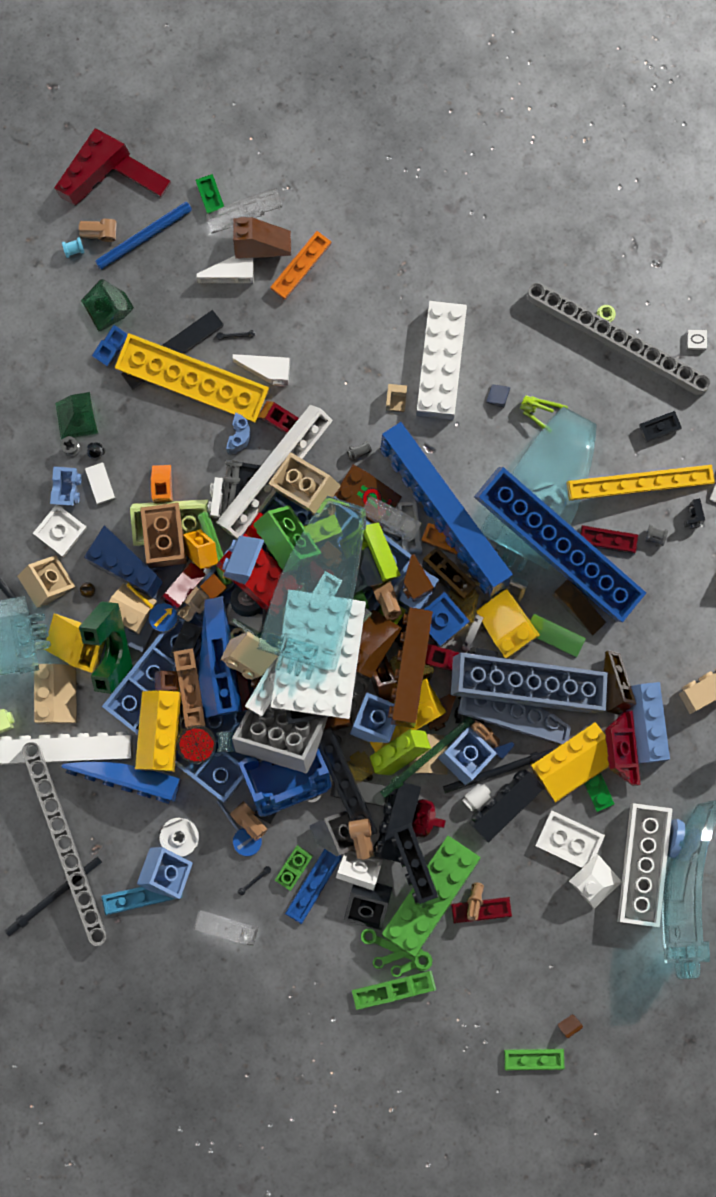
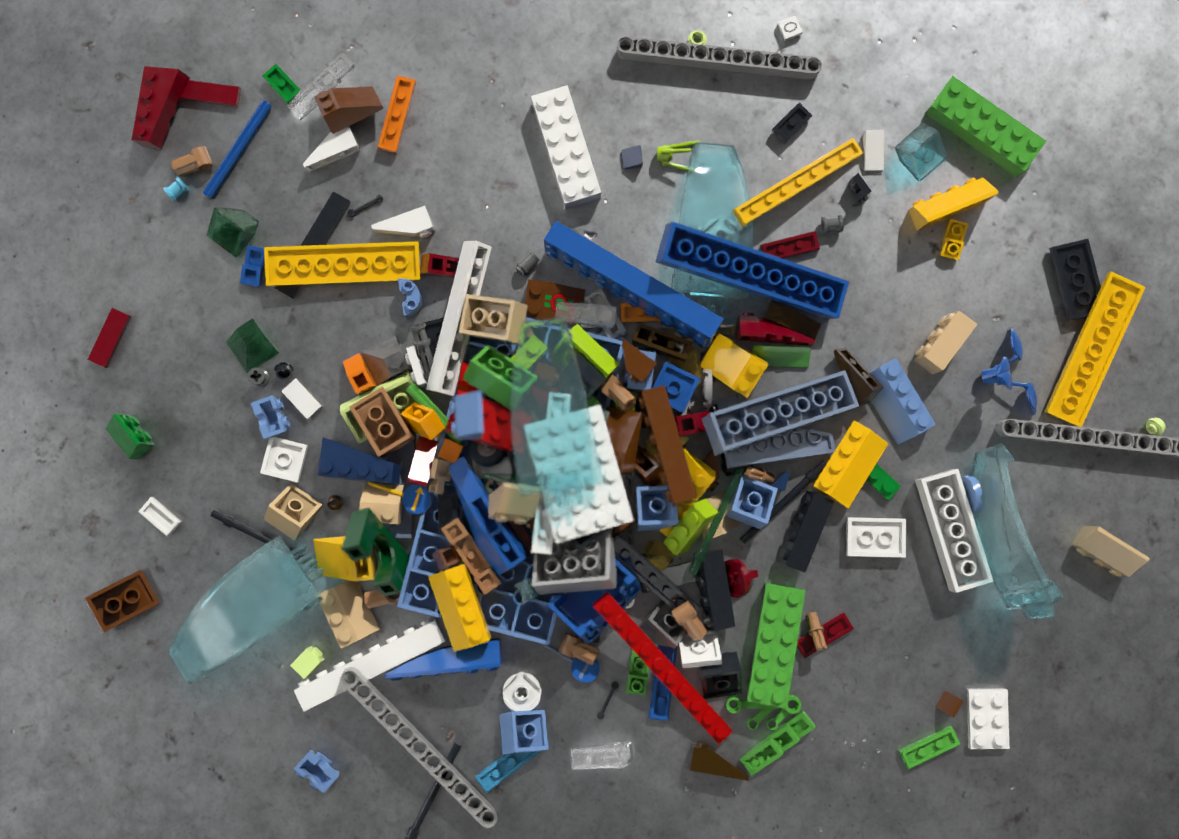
camera: 30 degrees left, 5 degrees up
(86, 693) = (376, 599): none -> medium nougat piece
(191, 482) = (386, 360): none -> flat silver slope
(196, 744) = (500, 604): tile -> none
(317, 870) = (662, 667): none -> red plate
(323, 977) = (709, 761): none -> dark brown slope
(396, 398) = (540, 200): tan panel -> none
(416, 866) = (752, 626): black brick -> none
(477, 797) = (775, 535): white brick -> none
(548, 604) = (761, 330): none -> dark red wedge
(595, 881) = (915, 563): white slope -> none
(601, 1057) = (988, 718): none -> white plate
(623, 749) = (888, 433): dark red wing -> none

